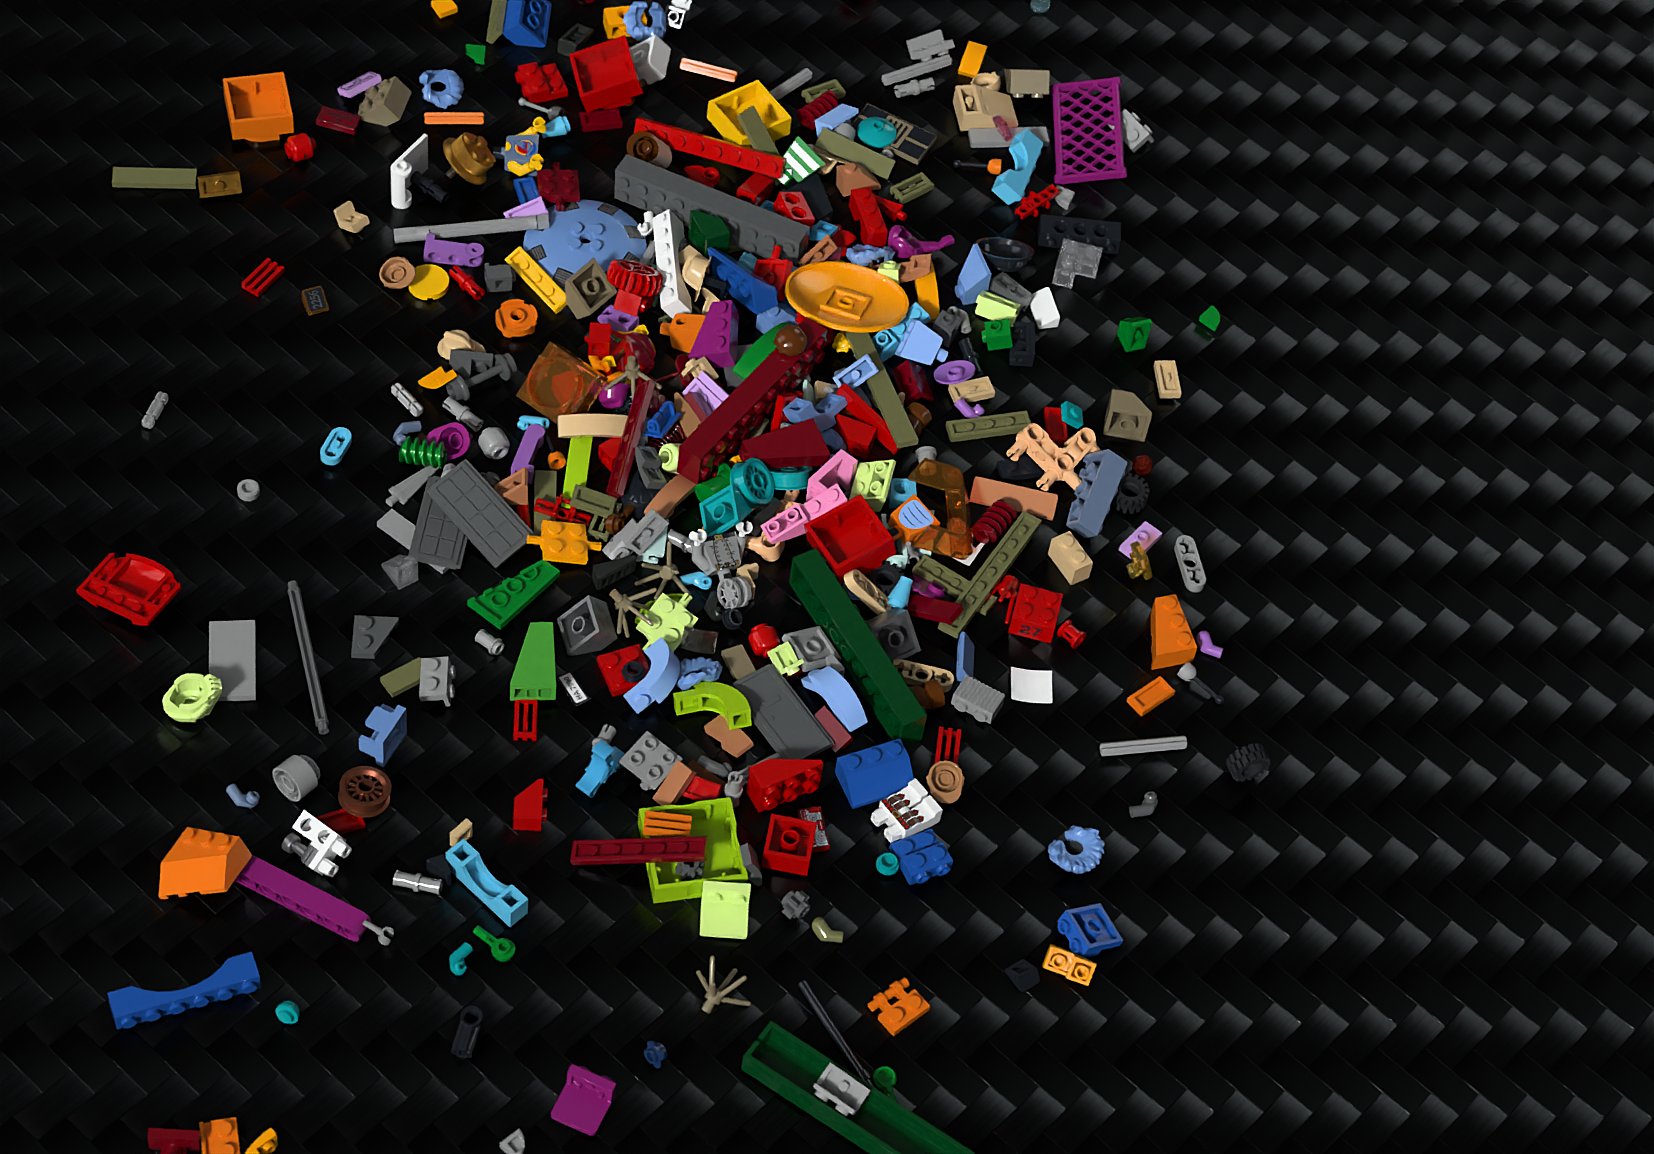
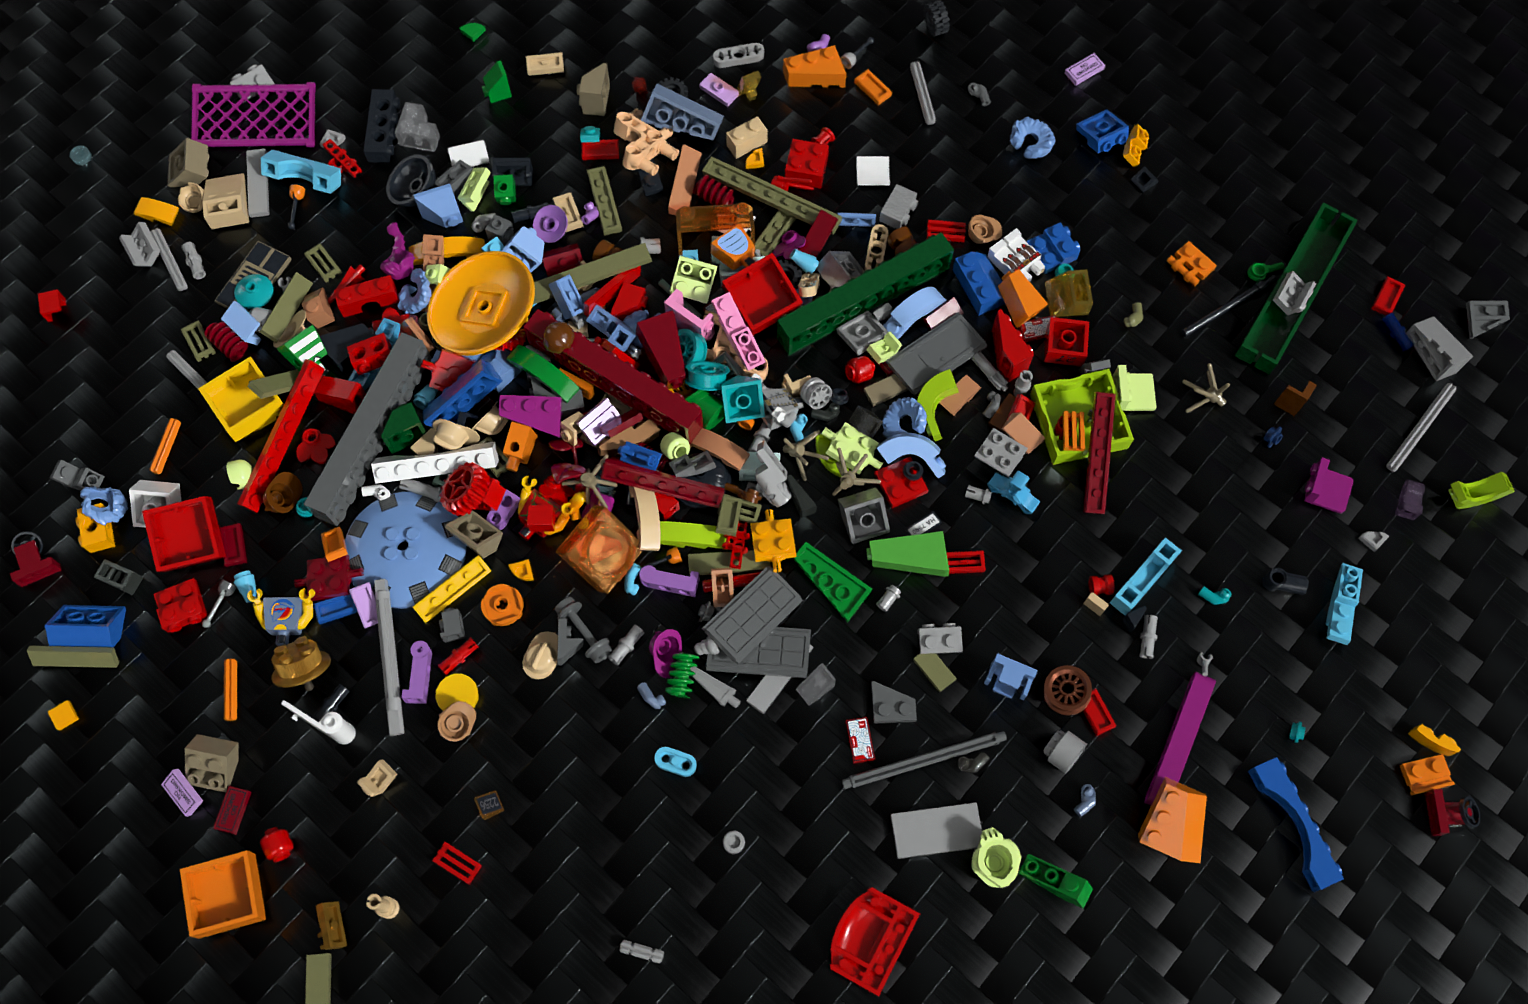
camera: 85 degrees left, 15 degrees up
(159, 757) = (1057, 881): none -> green slope
(228, 215) = (383, 906): none -> tan pin
(296, 698) = (972, 765): none -> clear smoke arm
(323, 847) = (1131, 719): white hips -> none
(337, 603) = (860, 740): none -> tile
(407, 399) = (610, 700): light grey axle -> none
(433, 1090) = (1343, 604): none -> medium azure slope
(437, 378) = (589, 671): light orange slope -> none
(453, 89) = (185, 693): medium blue piece -> none
(476, 52) = (134, 675): green tile -> none
(483, 841) = (1101, 585): none -> red wheel
(494, 443) = (662, 611): light grey head -> none
(502, 949) = (1198, 562): green plate -> none
(528, 807) = (1060, 549): red slope -> none
(553, 335) = (522, 570): none -> light orange tile
(591, 188) = (334, 544): none -> orange tile
(672, 115) = (239, 472): none -> yellowish green hair
(700, 1081) = (1293, 400): none -> reddish brown panel
(795, 904) = (1118, 336): dark grey gear -> none
(846, 803) = (1020, 297): none -> orange slope
(854, 861) = (1069, 294): none -> clear yellow slope
(1002, 128) = (252, 182): clear pink tile -> none
(1045, 570) = (755, 160): none -> light orange tile
(1187, 929) = (1084, 69): none -> lavender tile

